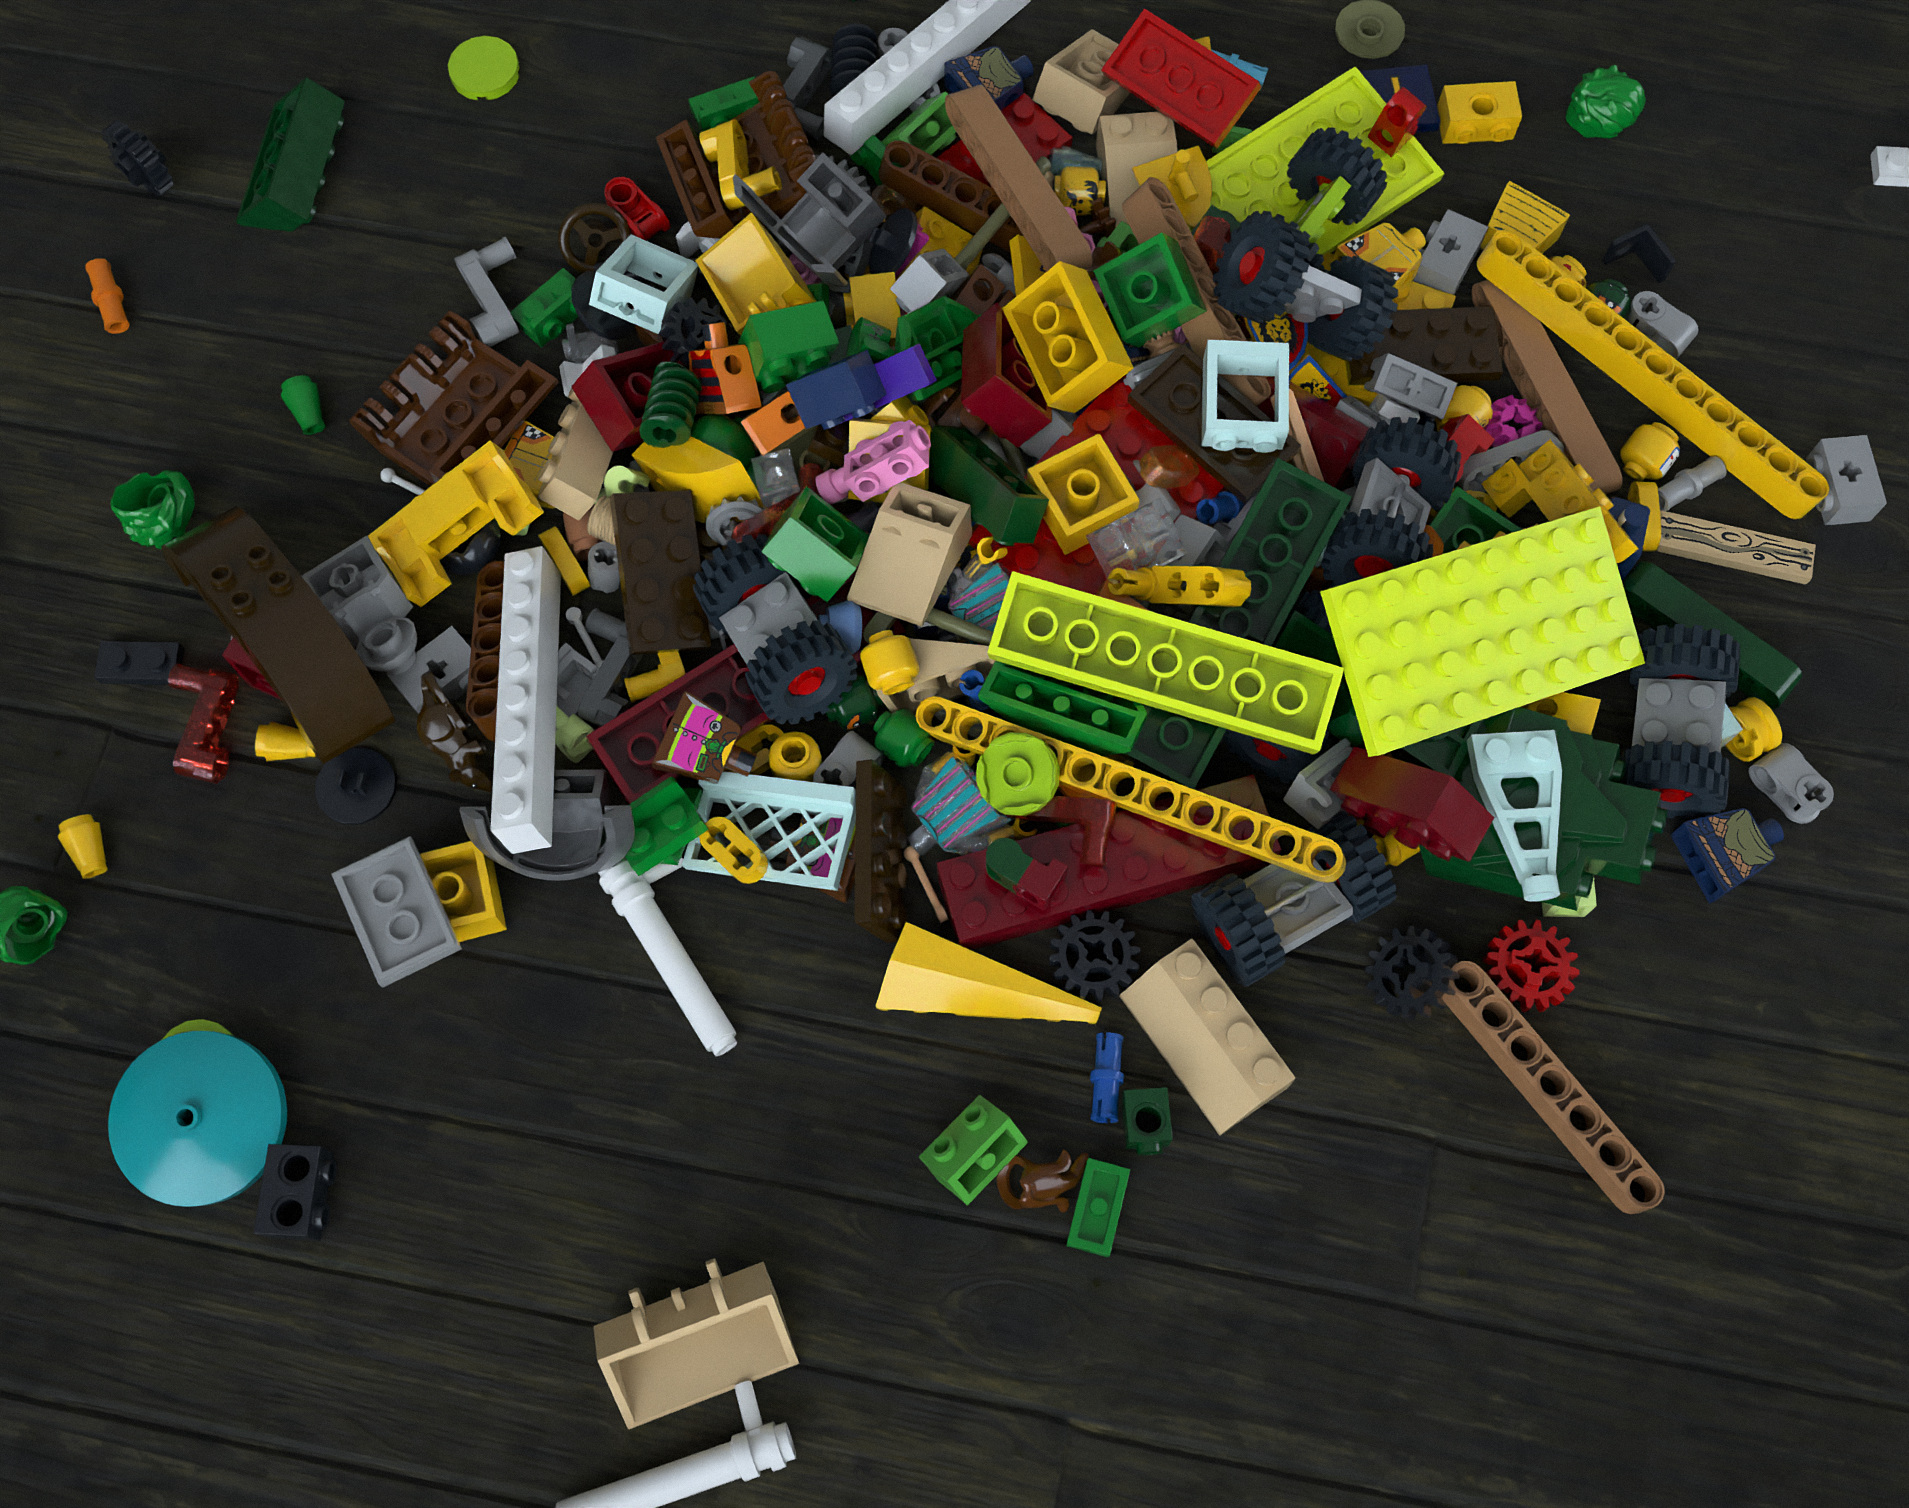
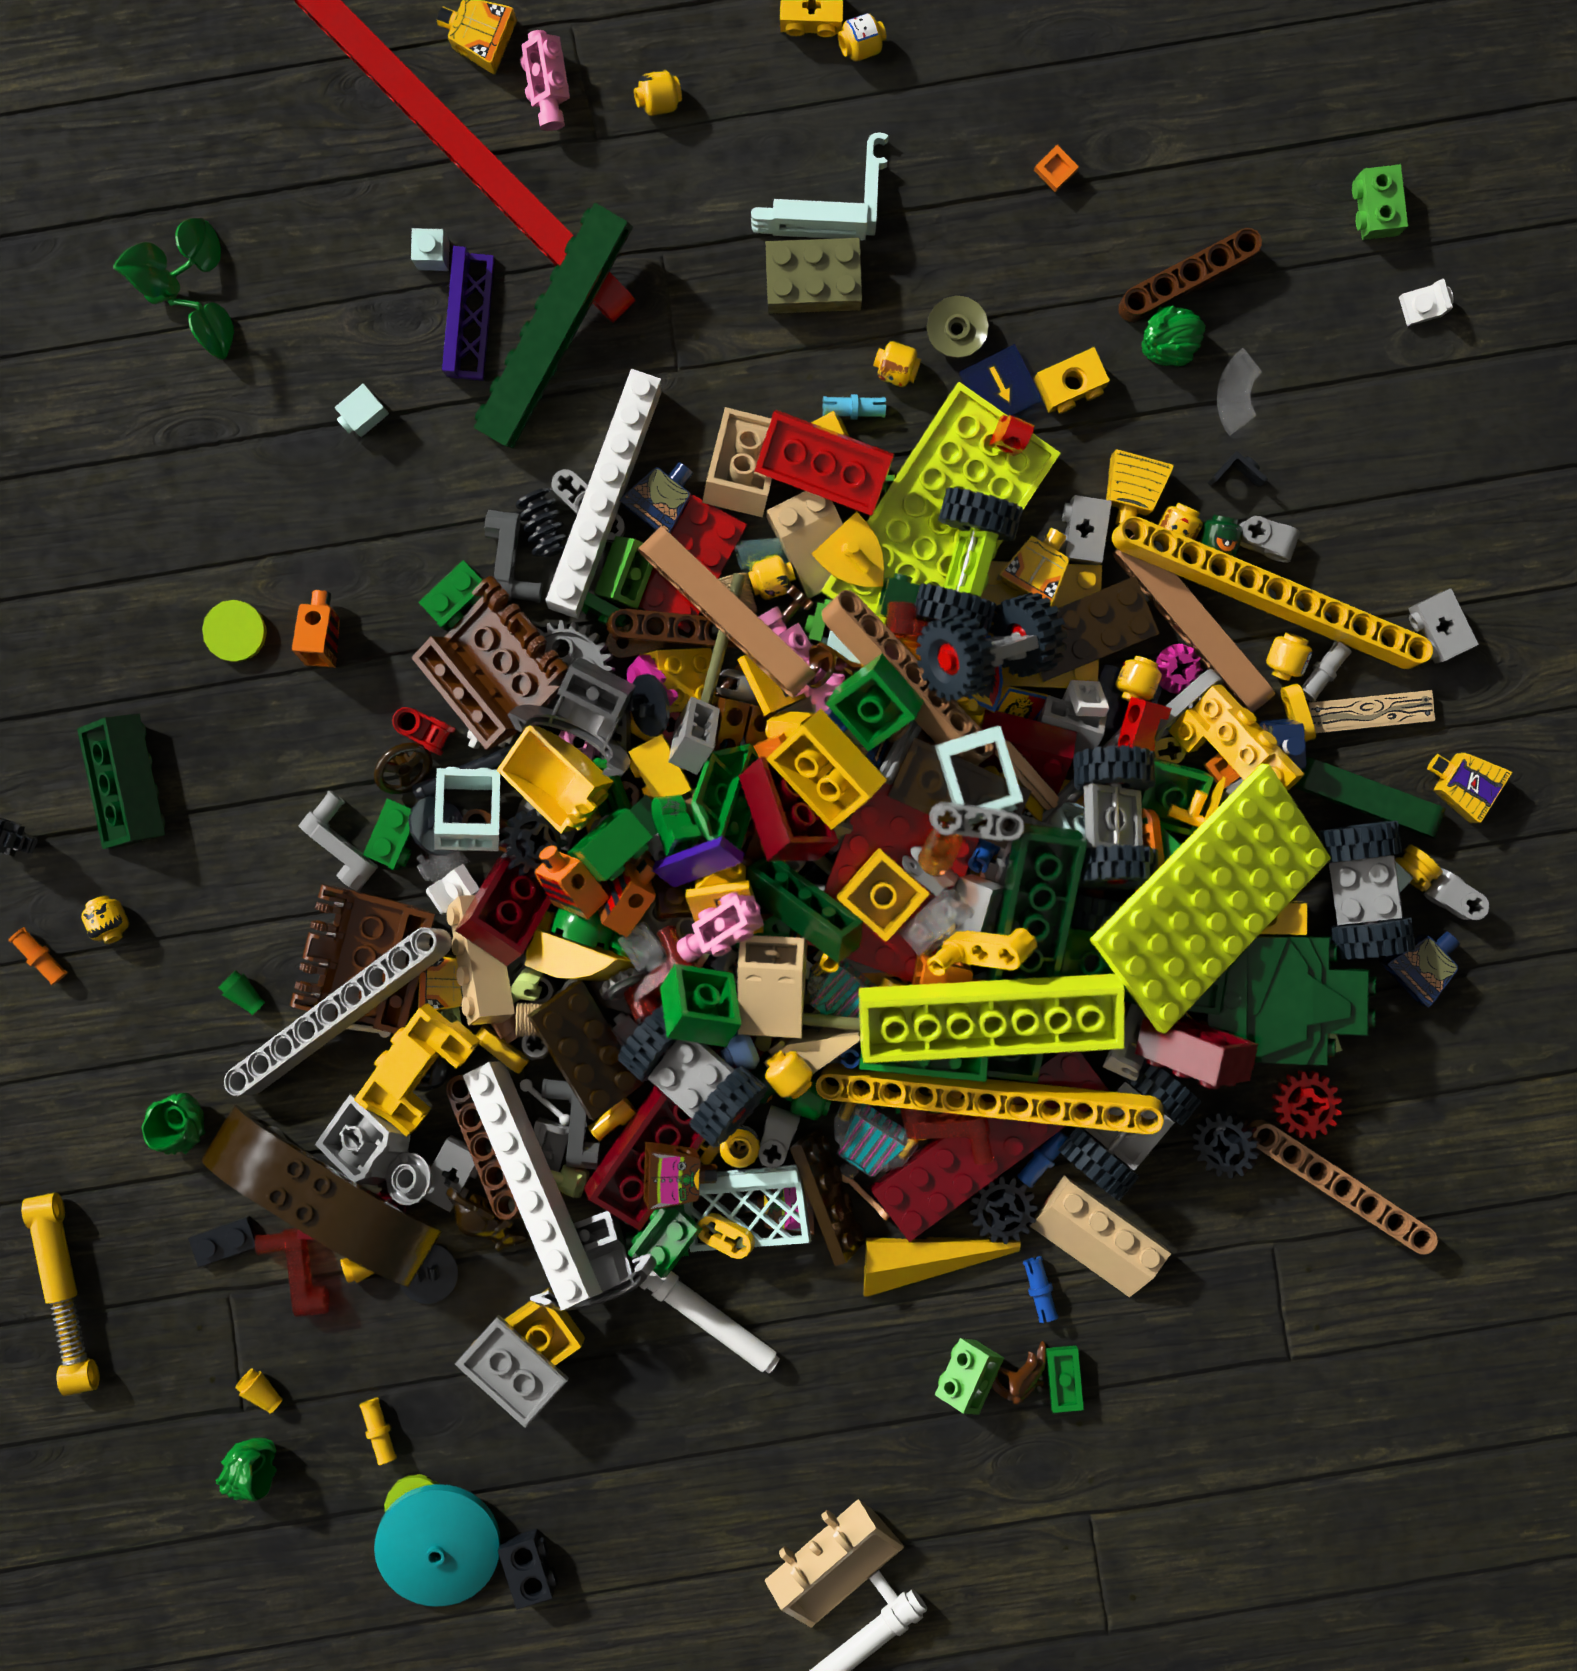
camera: 25 degrees left, 20 degrees up
(197, 280) = (105, 919): none -> yellow head
(199, 947) = (378, 1431): none -> yellow pin
(398, 438) = (349, 1008): none -> light grey beam
(566, 87) = (317, 632): none -> orange torso
(670, 406) = (540, 926): dark green piece -> none
(729, 147) = (478, 651): yellow beam -> none
(837, 390) = (667, 880): dark blue brick -> none
(1018, 774) = (909, 1117): lime tile -> none
(1024, 874) = (939, 1187): leg -> none
(1151, 1101) = (1075, 1297): dark green brick -> none
(1165, 916) = (1042, 1159): none -> blue pin
(1252, 443) = (962, 813): none -> light grey beam
(1292, 42) = (897, 364): none -> yellow head
(1411, 385) = (1093, 682): light grey hinge -> none
(1518, 756) = (1260, 982): light aqua plate -> none
(1644, 56) = (1200, 264): none -> reddish brown beam
(1659, 182) = (1234, 391): none -> clear tile
(1837, 658) = (1468, 784): none -> torso
(1872, 55) = (1380, 202): none -> bright green brick

